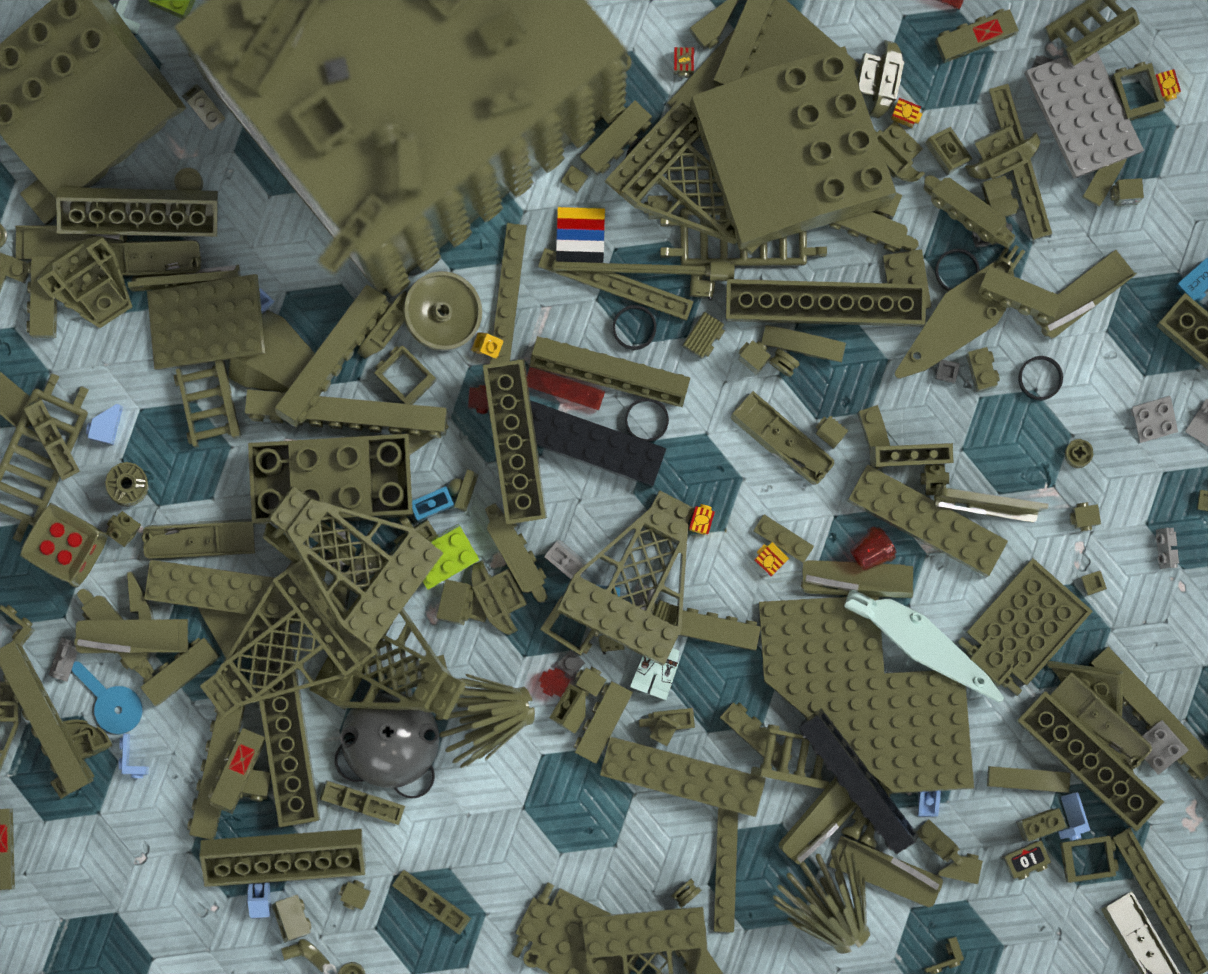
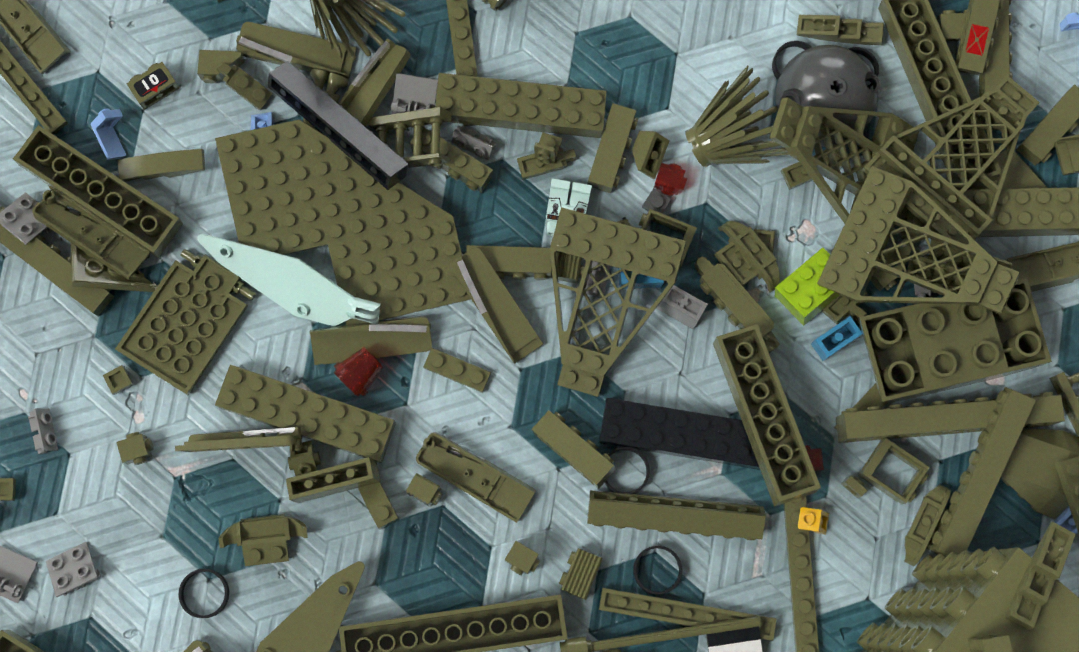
camera: 165 degrees right, 5 degrees down
(443, 370) = (855, 486): none -> olive plate
(454, 298) = (867, 570): olive dish -> none
(455, 602) = (790, 241): olive brick -> none
(463, 489) = (805, 361): olive tile -> none
(565, 388) = (720, 488): clear red plate -> none
(590, 681) = (633, 186): olive brick -> none
(691, 445) = (573, 449): none -> olive brick
(701, 287) = (592, 627): olive piece -> none
(702, 519) = (547, 373): brick -> none
(738, 590) = (495, 304): none -> olive piece
(740, 756) = (465, 138): none -> light grey hinge
(771, 558) = (466, 344): yellow brick -> none
(781, 804) = (413, 93): none -> light grey hinge
(784, 362) = (486, 560): olive wheel -> none
(803, 343) = (470, 584): olive slope -> none
(947, 371) = (307, 581): dark grey plate -> none
(980, 417) = (263, 538): none -> olive plate
(982, 370) = (269, 590): olive brick -> none
(1041, 824) = (150, 115): olive window -> none
(1068, 863) = (88, 114): olive window -> none
(1079, 453) = (151, 517): olive wheel -> none

